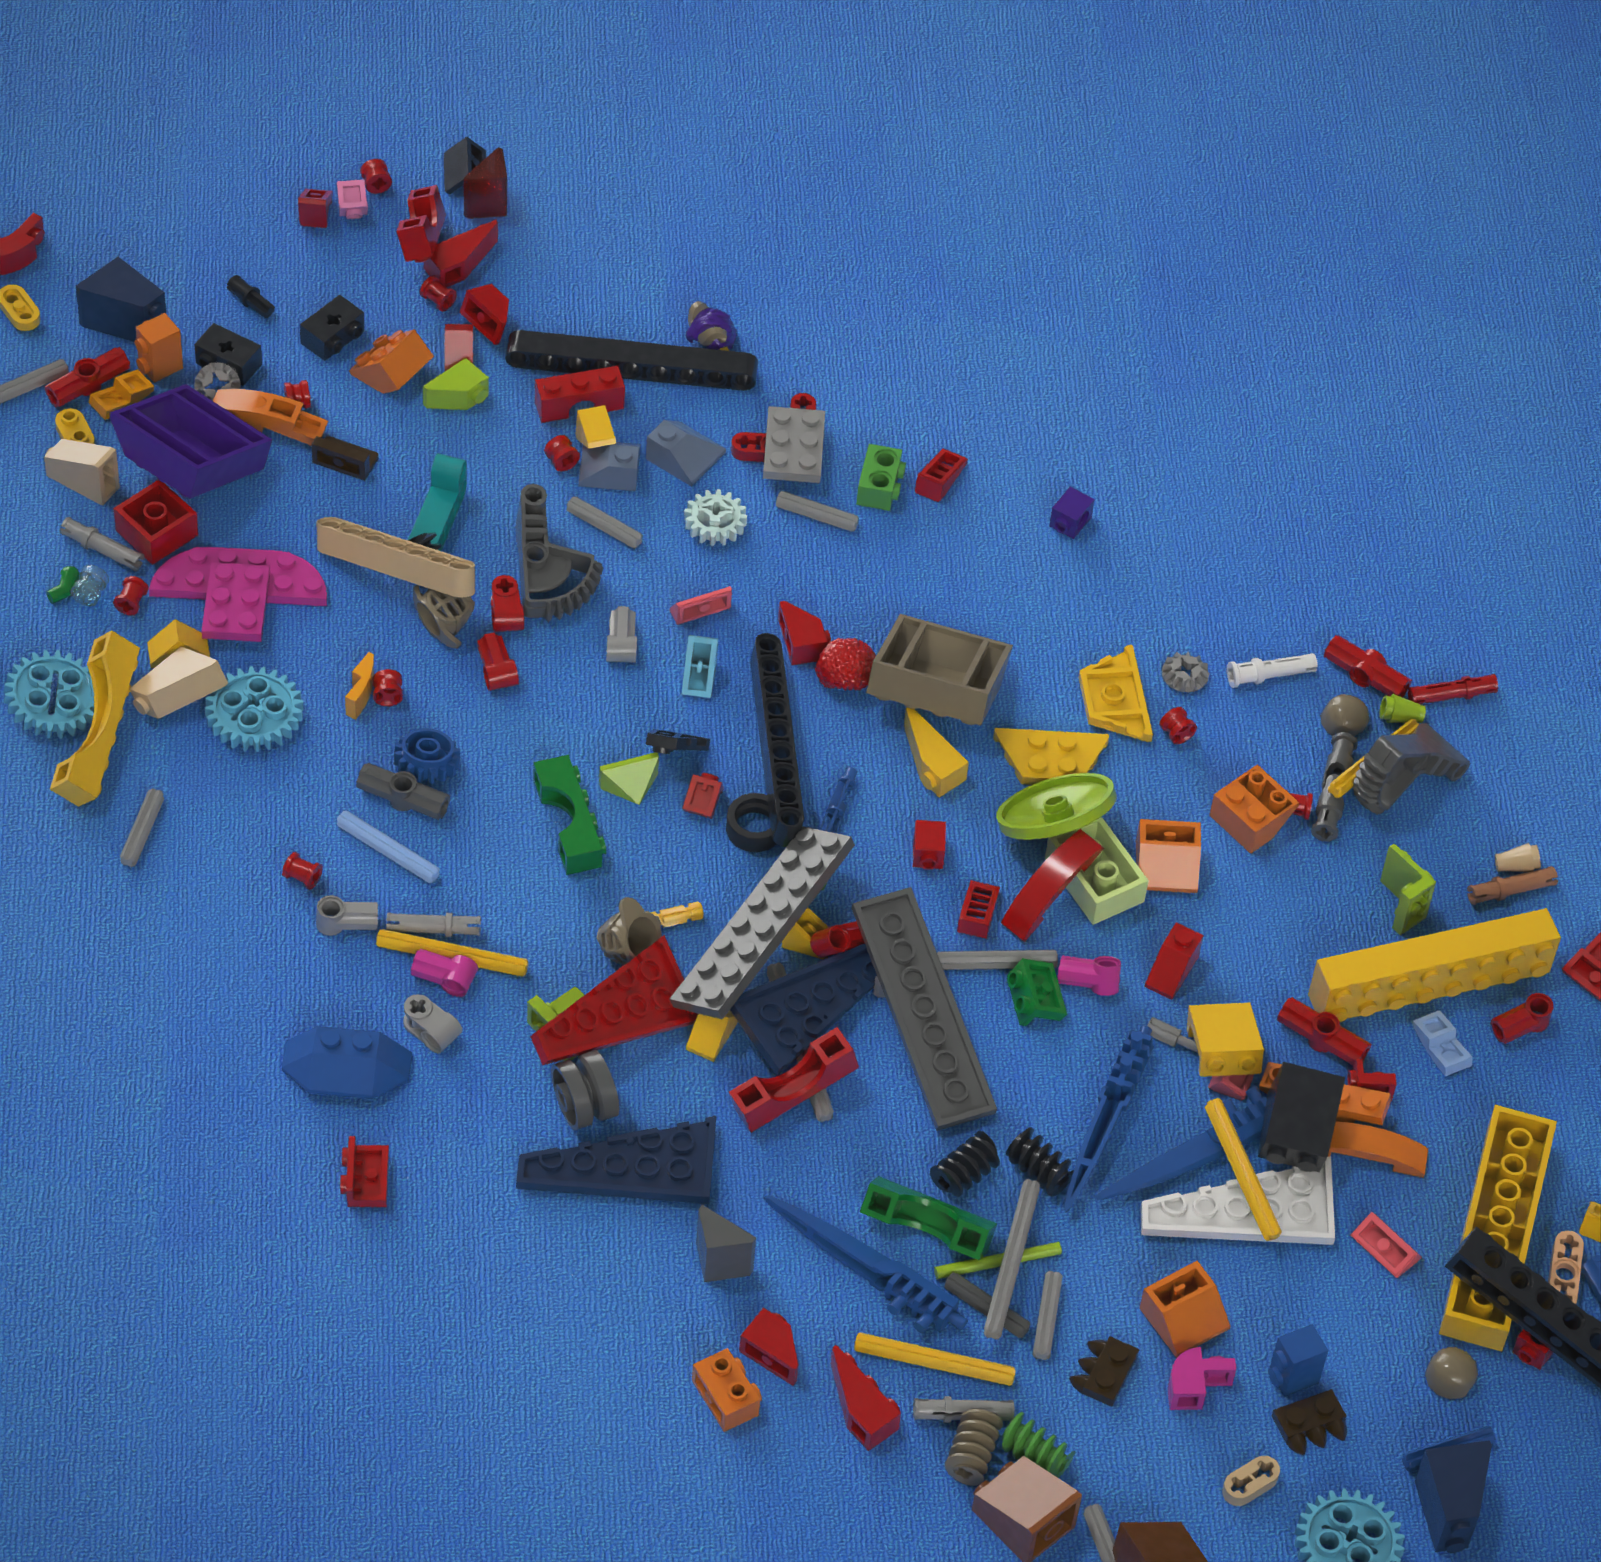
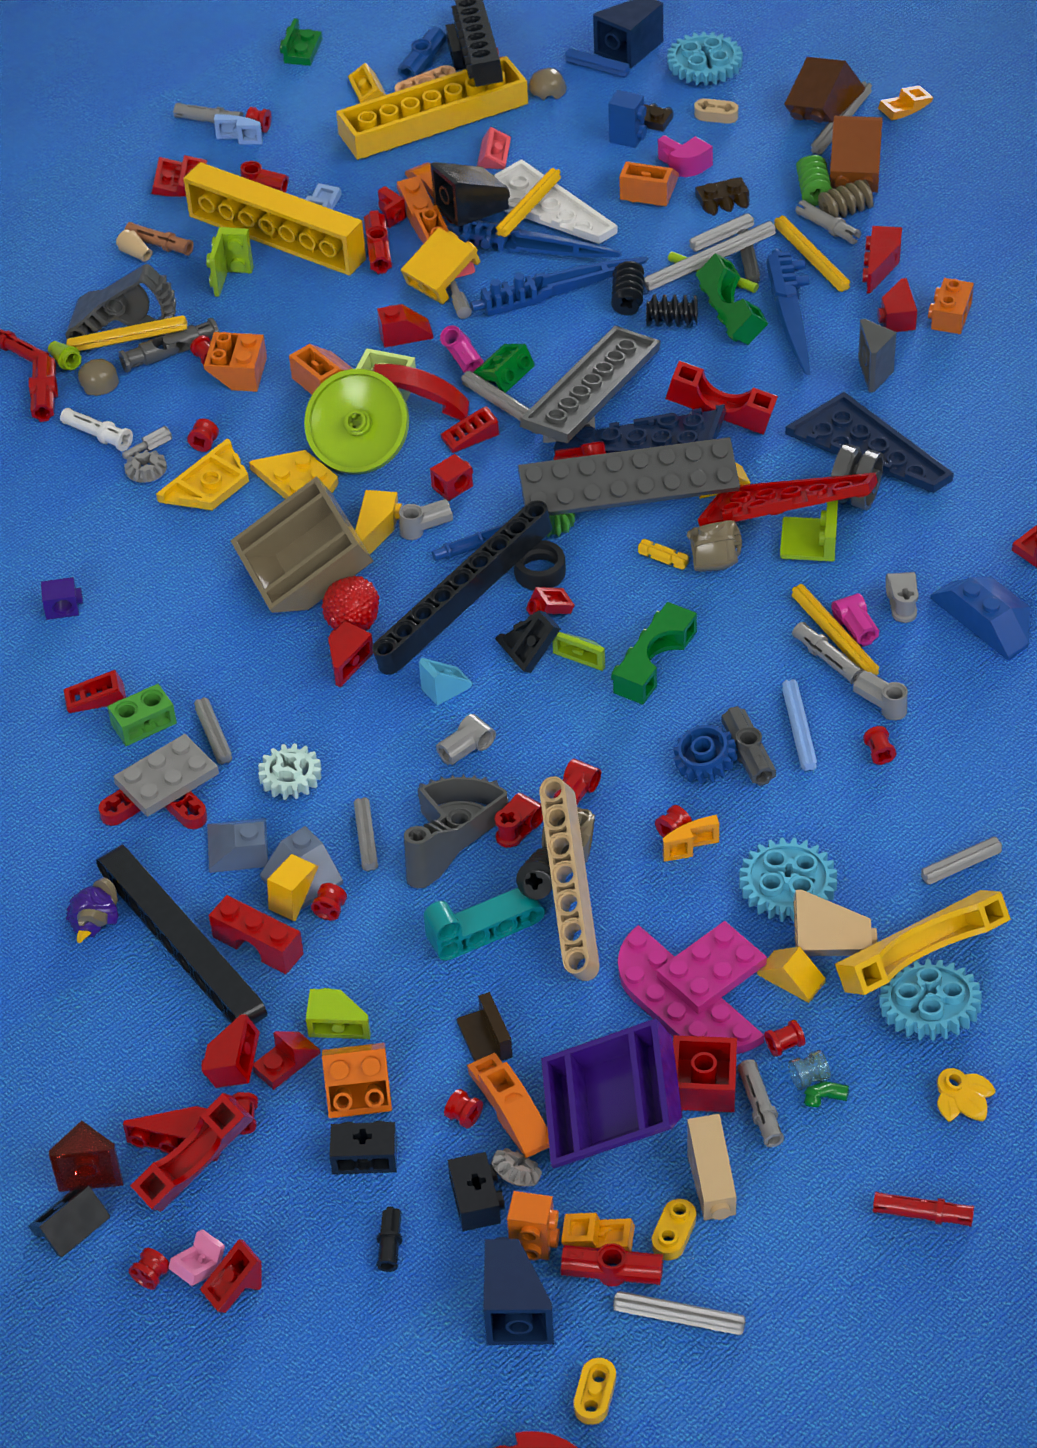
camera: 125 degrees left, 5 degrees down
(702, 605) = (380, 724): coral slope -> none
(900, 790) = (416, 519): none -> light grey piece
(1214, 694) = (150, 441): none -> light grey axle

